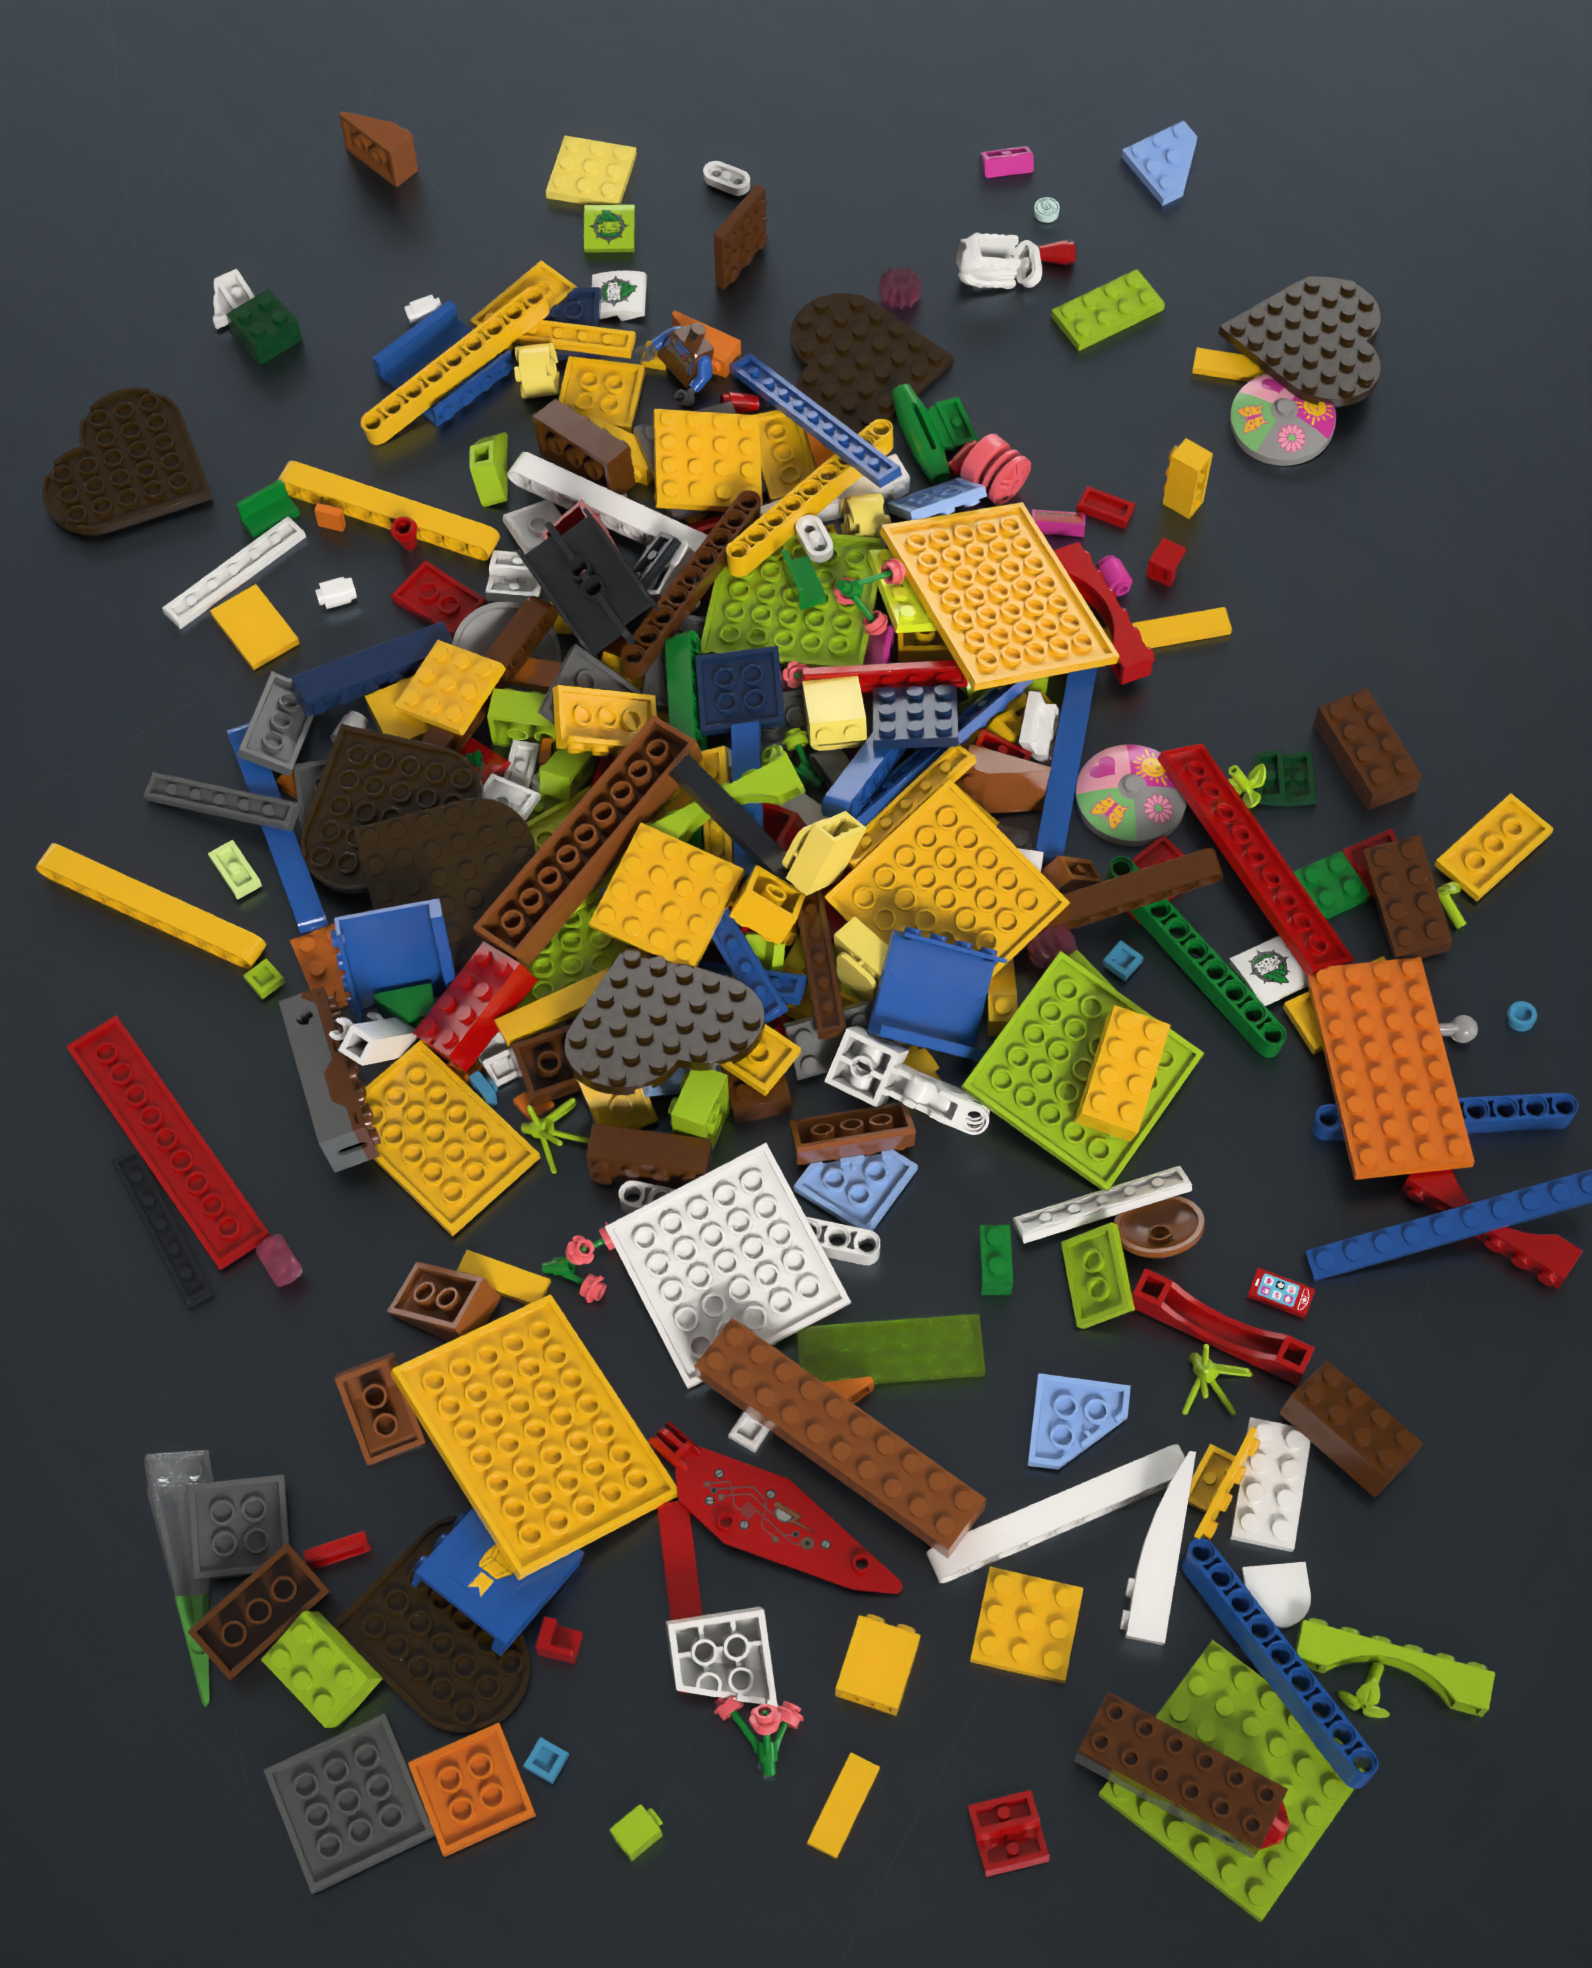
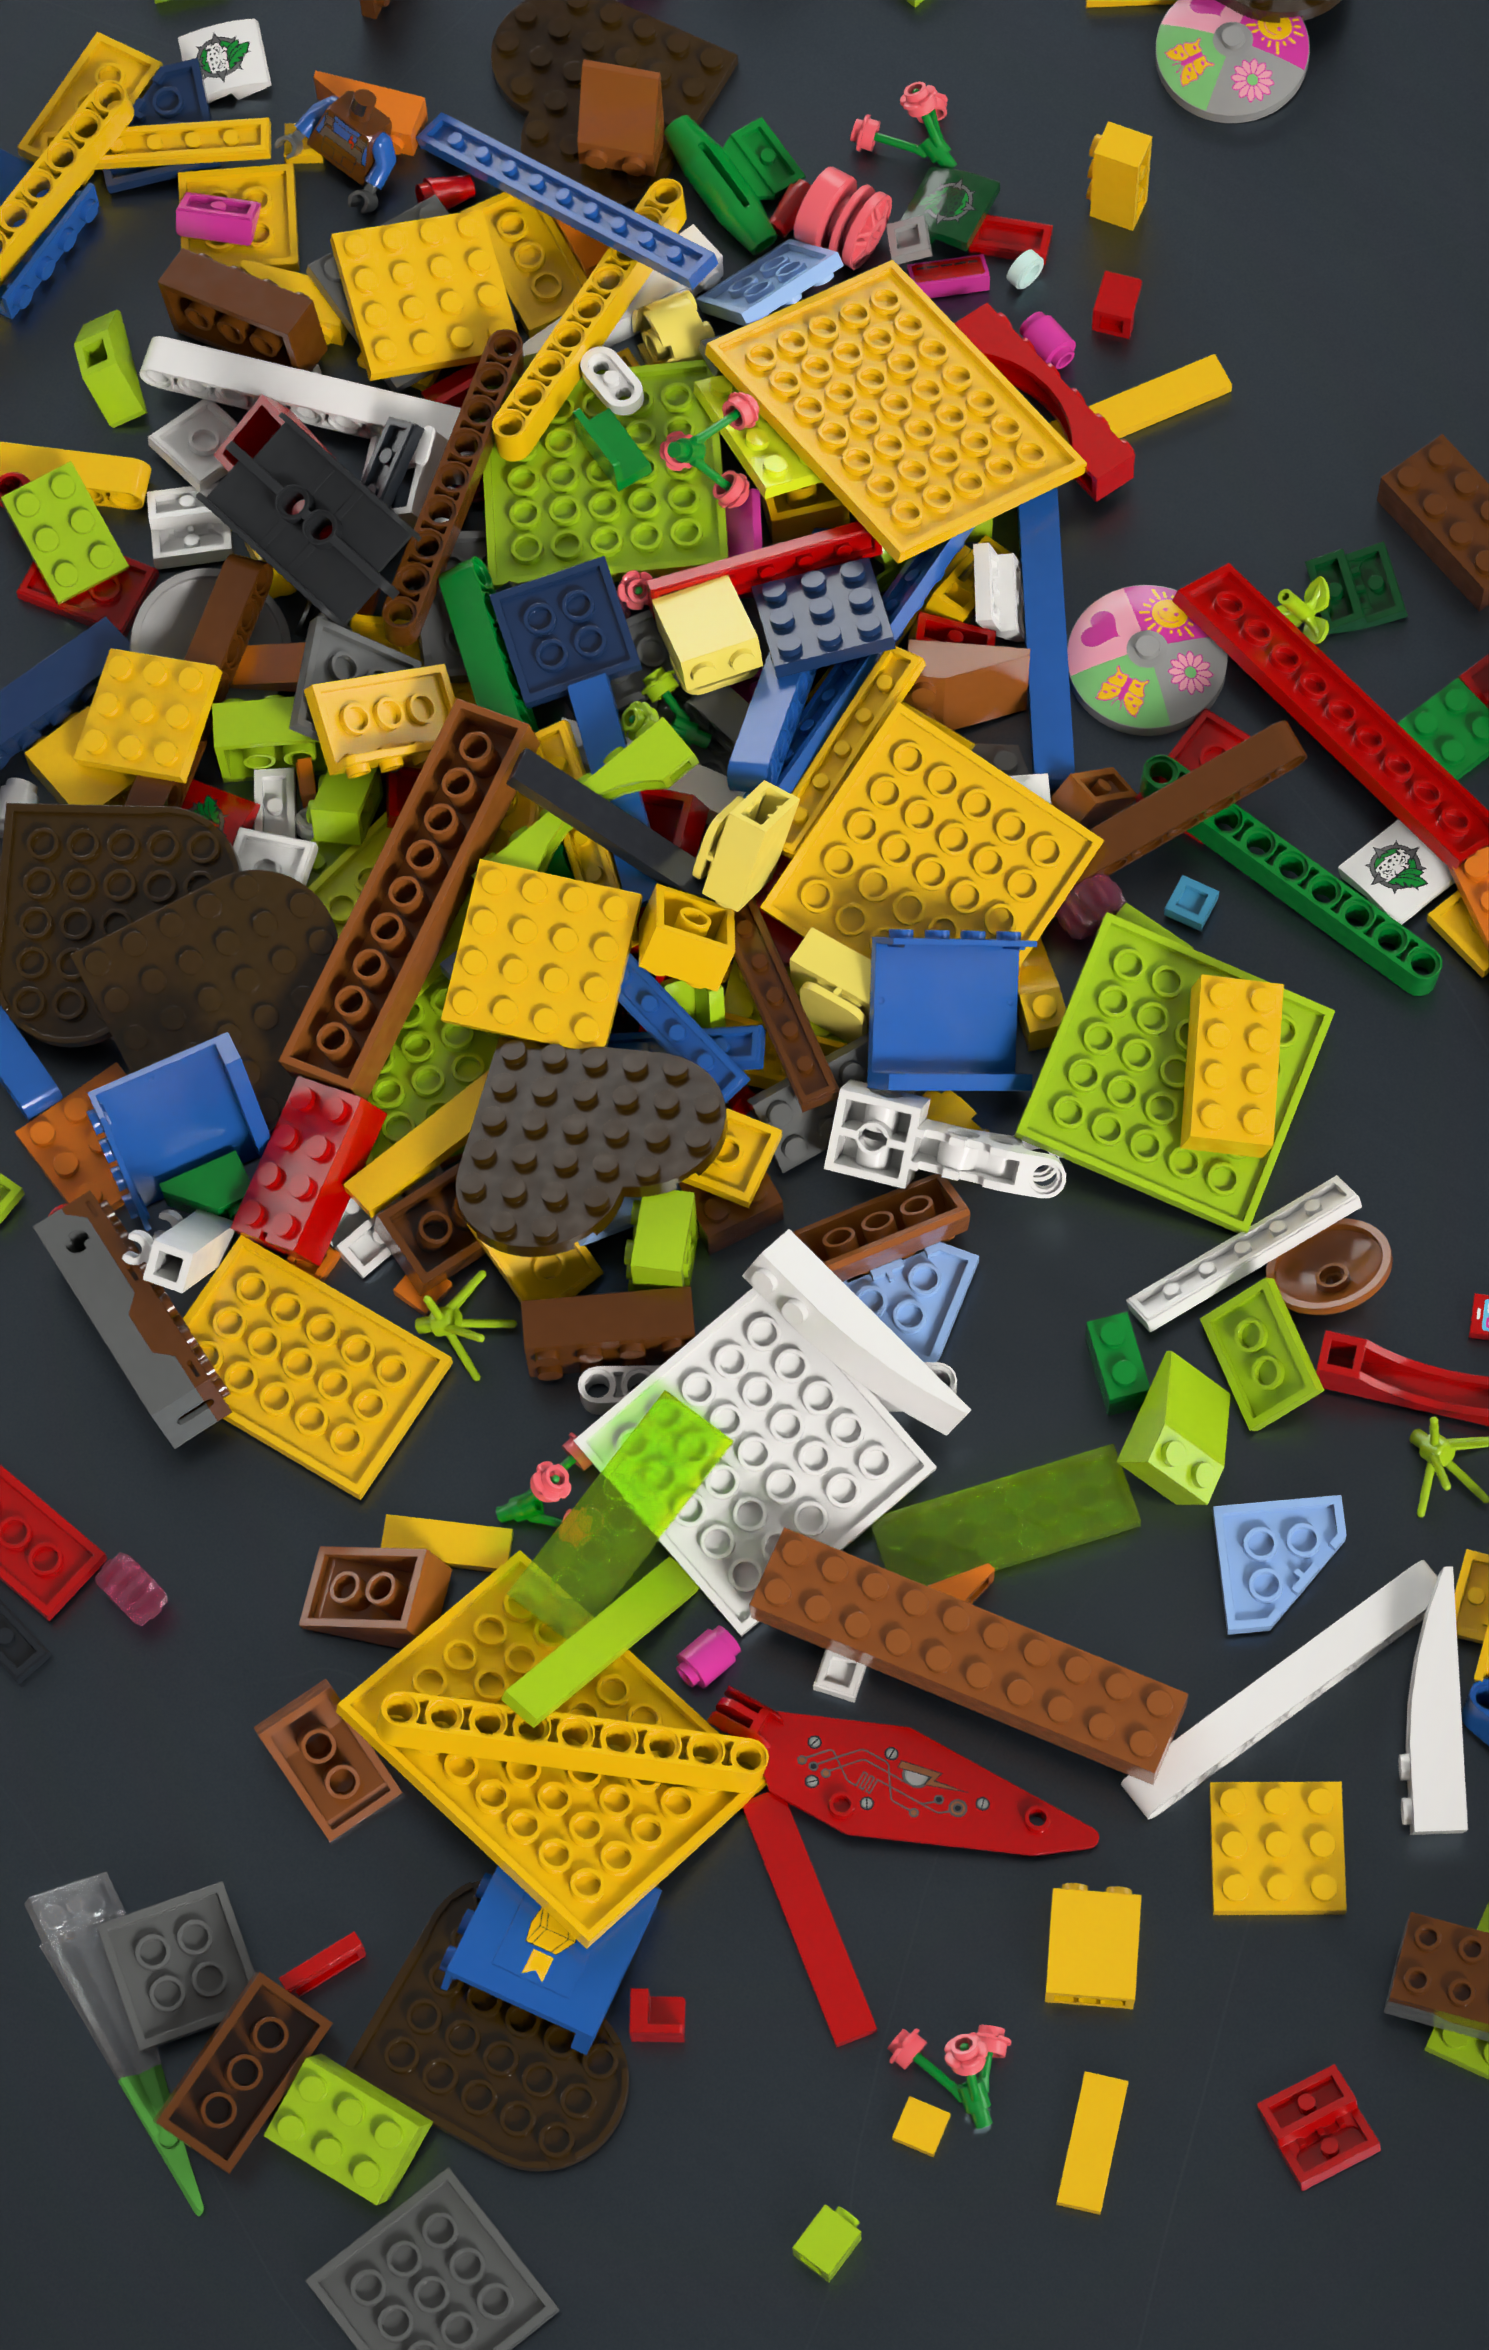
camera: 10 degrees left, 5 degrees up
(430, 562) = (64, 533): none -> lime plate
(471, 1789) = (592, 2239): orange plate -> none
(484, 1088) = (350, 1282): dark azure plate -> none
(537, 370) = (139, 205): light yellow brick -> none
(538, 1420) = (591, 1732): none -> yellow beam
(546, 1760) = (682, 2178): dark azure plate -> none
(585, 389) = (217, 218): none -> dark pink slope
(585, 1369) = (600, 1642): none -> lime tile
(622, 1287) = (621, 1517): none -> clear neon green plate
(660, 1397) = (707, 1657): none -> dark pink brick
(723, 1655) = (885, 1983): white wedge -> none
(725, 1764) = (921, 2126): none -> yellow tile
(812, 1195) = (851, 1333): none -> white slope
(863, 375) = (620, 118): none -> dark orange slope
(1026, 1317) = (1179, 1434): none -> lime slope
(1037, 493) = (909, 239): none -> light grey tile
(1069, 478) = (953, 204): none -> dark green slope
(1071, 413) = (929, 108): none -> plant
(1110, 527) = (1025, 269): none -> light aqua tile

